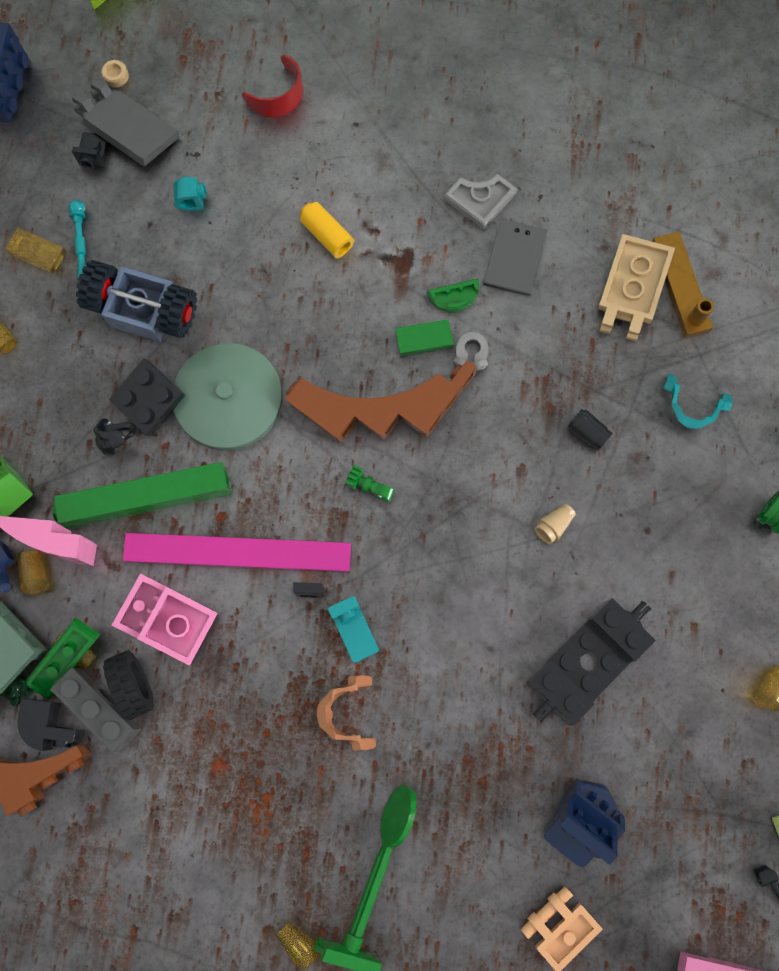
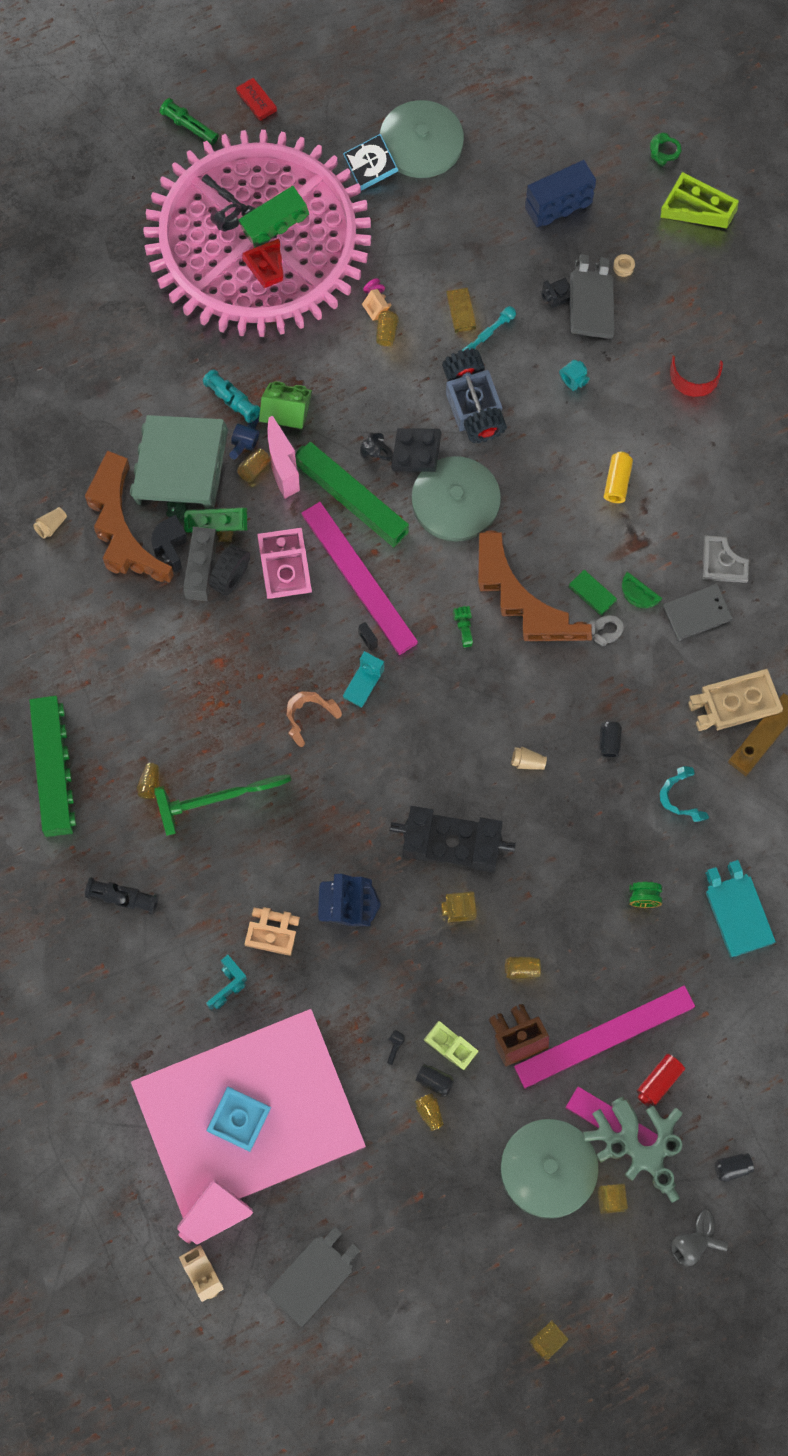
camera: 50 degrees right, 5 degrees down
(668, 707) = (459, 907): none -> clear yellow brick

